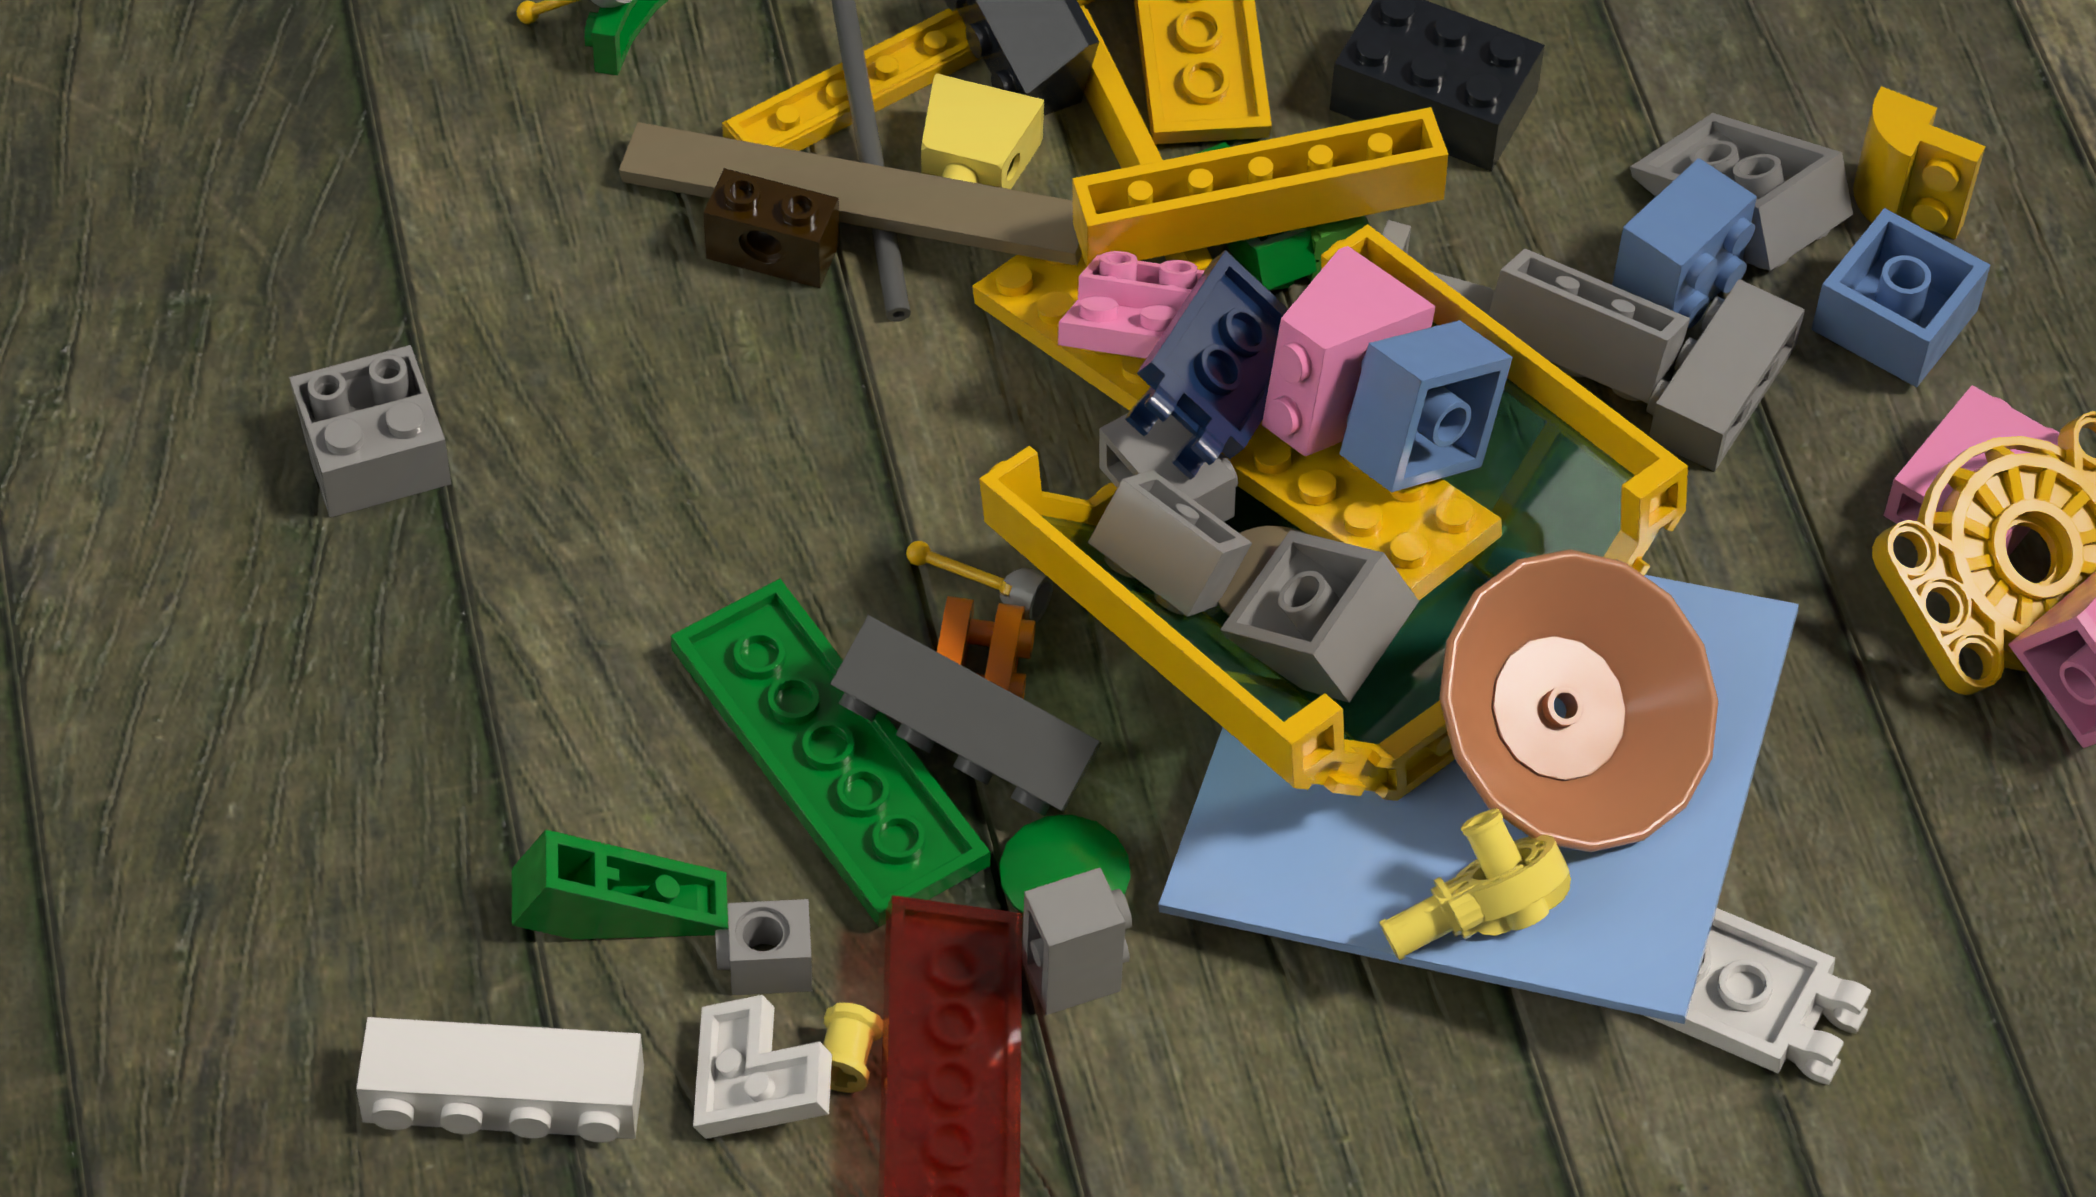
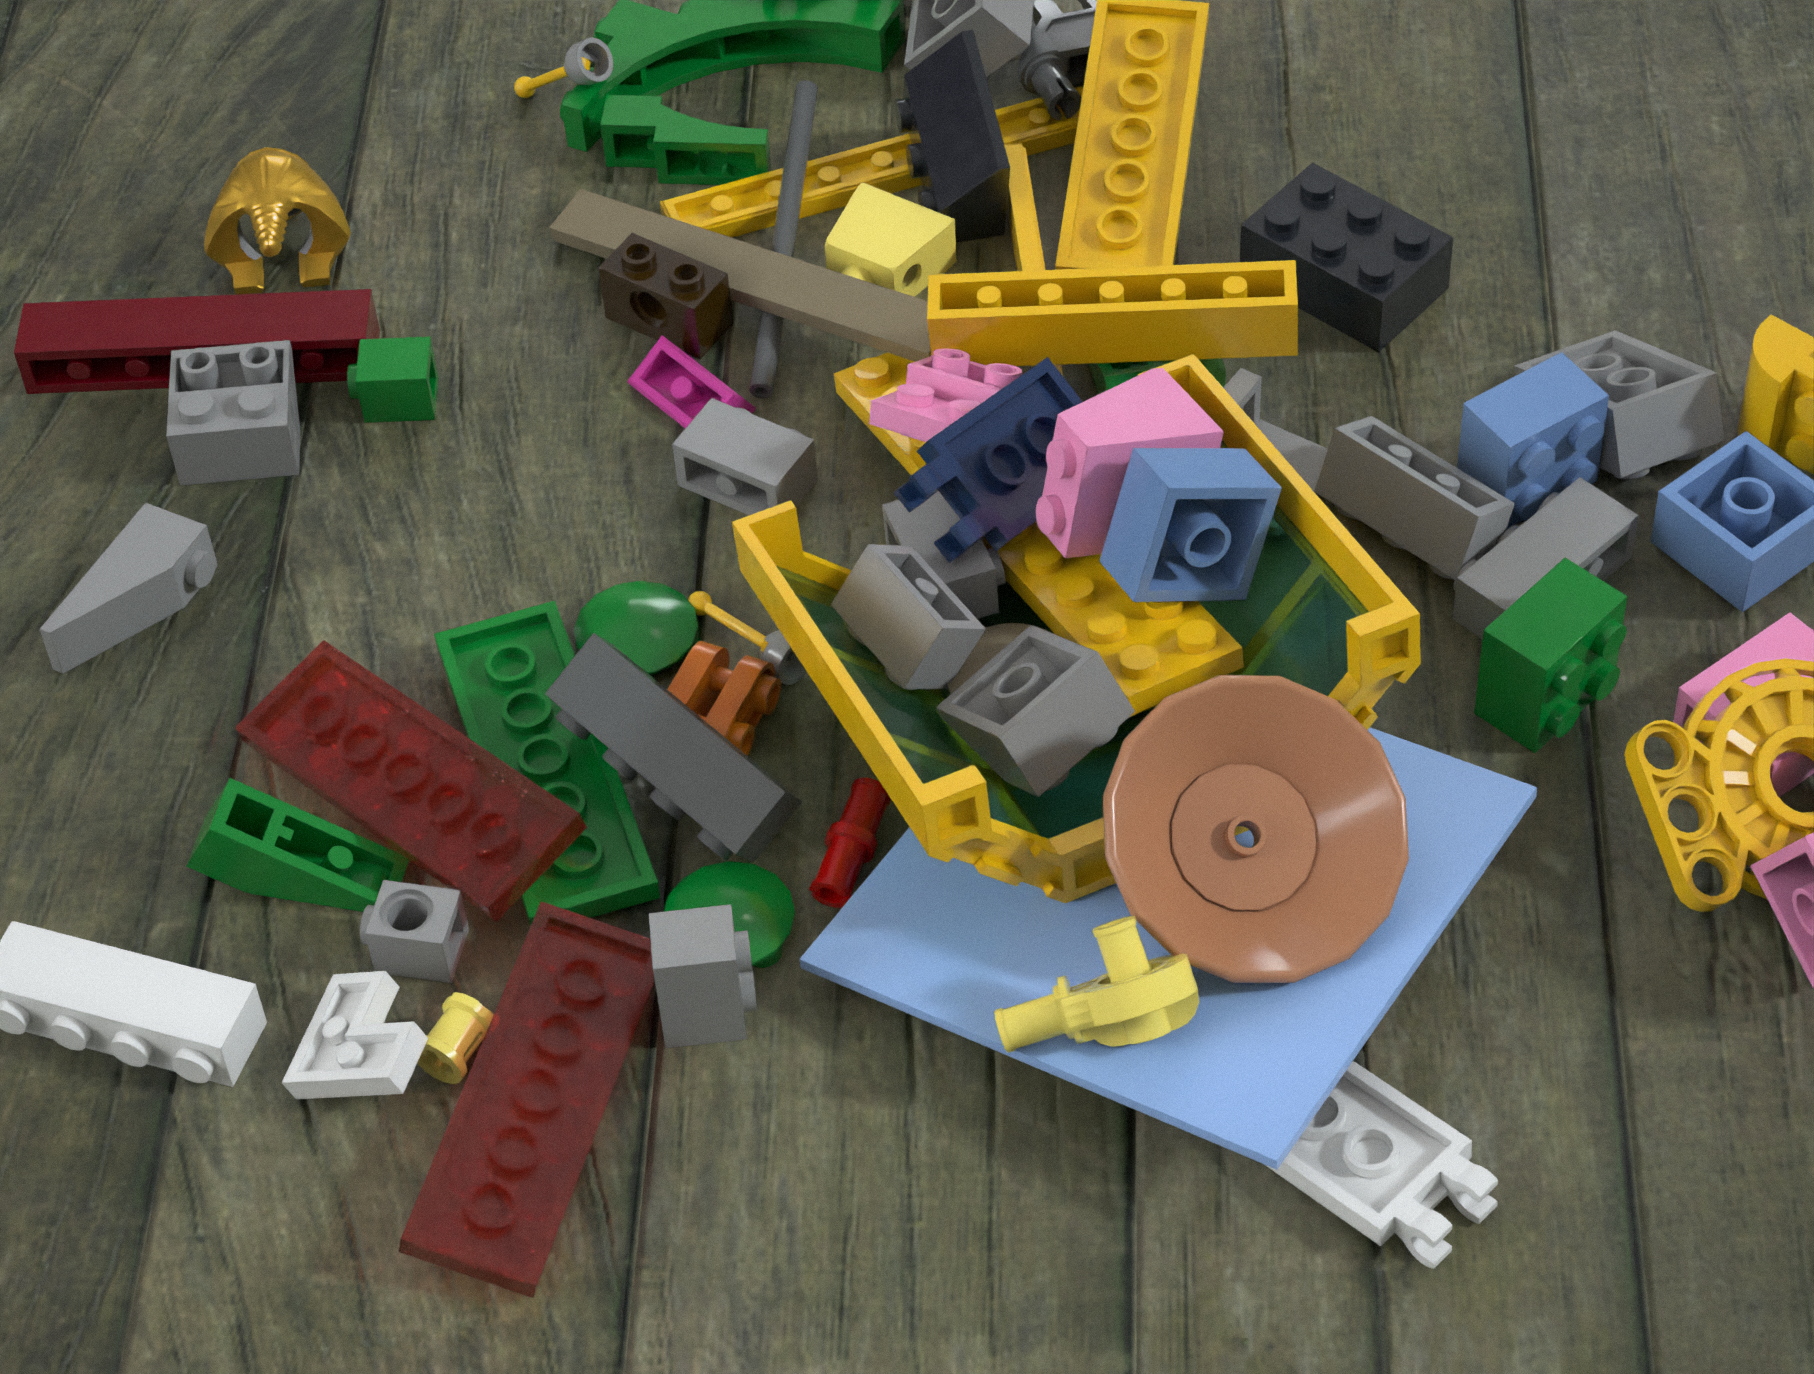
camera: 20 degrees right, 5 degrees down
(246, 364) = (131, 340): none -> dark red brick
(328, 177) = (271, 189): none -> pearl gold piece
(338, 635) = (134, 584): none -> light grey slope
(522, 366) = (395, 379): none -> green brick
(708, 792) = (411, 779): none -> clear red plate
(727, 59) = (681, 148): none -> green slope
(825, 328) = (680, 383): none -> dark pink slope
(864, 581) = (643, 621): none -> green dish
(916, 396) = (743, 459): none -> light grey brick
(1159, 775) = (850, 843): none -> red pin
(1769, 468) = (1550, 655): none -> green brick

